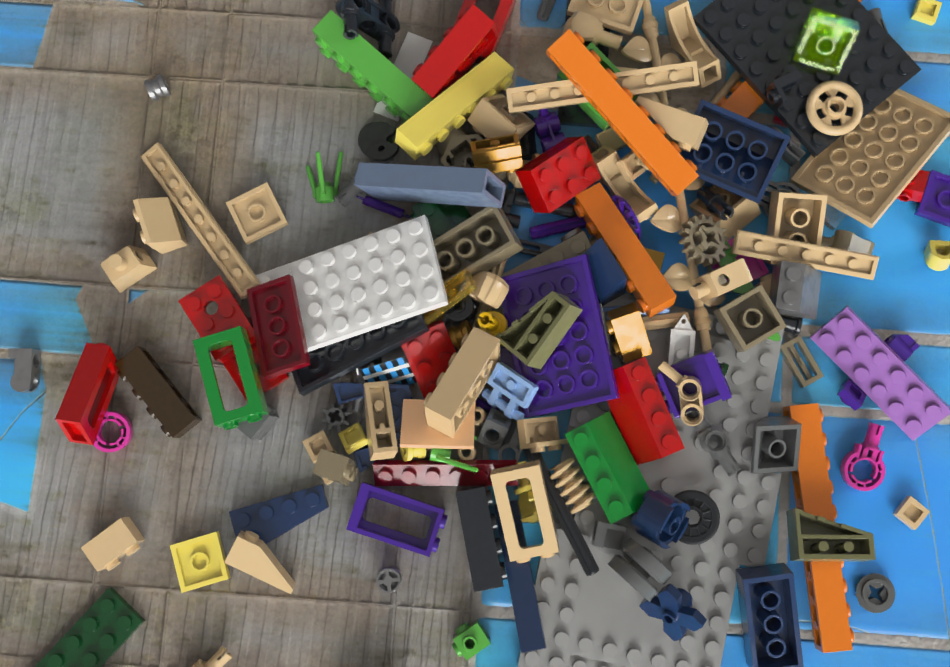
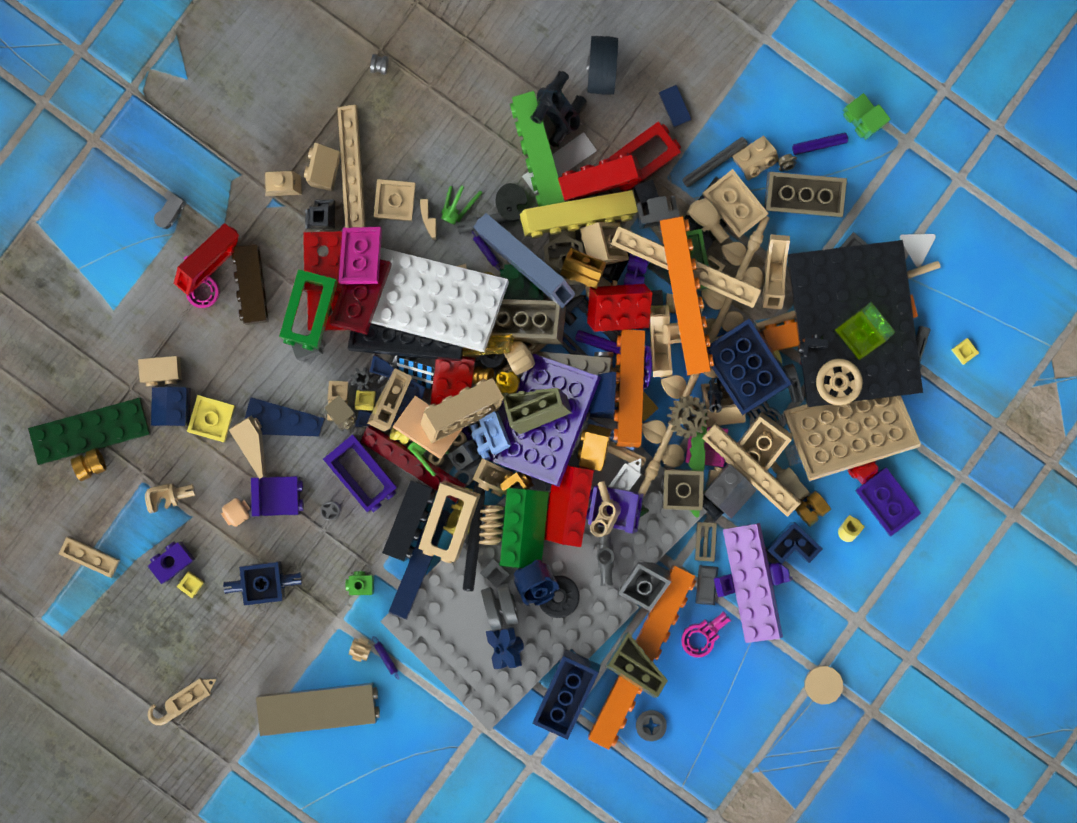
camera: 30 degrees right, 5 degrees up
(149, 575) = (170, 406): none -> dark blue slope
(188, 274) = (321, 215): none -> black brick
(253, 287) = (360, 255): none -> dark pink plate
(287, 647) = (235, 512): none -> light nougat head
(306, 213) = (430, 223): none -> tan slope
(321, 601) = (276, 496): none -> dark purple panel
(510, 47) = (645, 191): none -> black brick
(534, 60) = (656, 210): none -> dark grey panel
(562, 422) = (513, 479): none -> pearl gold bracket
(681, 126) = (720, 327): tan slope -> none
(715, 284) = (678, 451): tan torso -> none
(831, 405) = (705, 585): none -> dark grey tile
(890, 253) = (815, 502): none -> pearl gold wheel
(891, 302) = (792, 540): none -> dark blue brick
(911, 512) = (711, 689): tan plate -> none

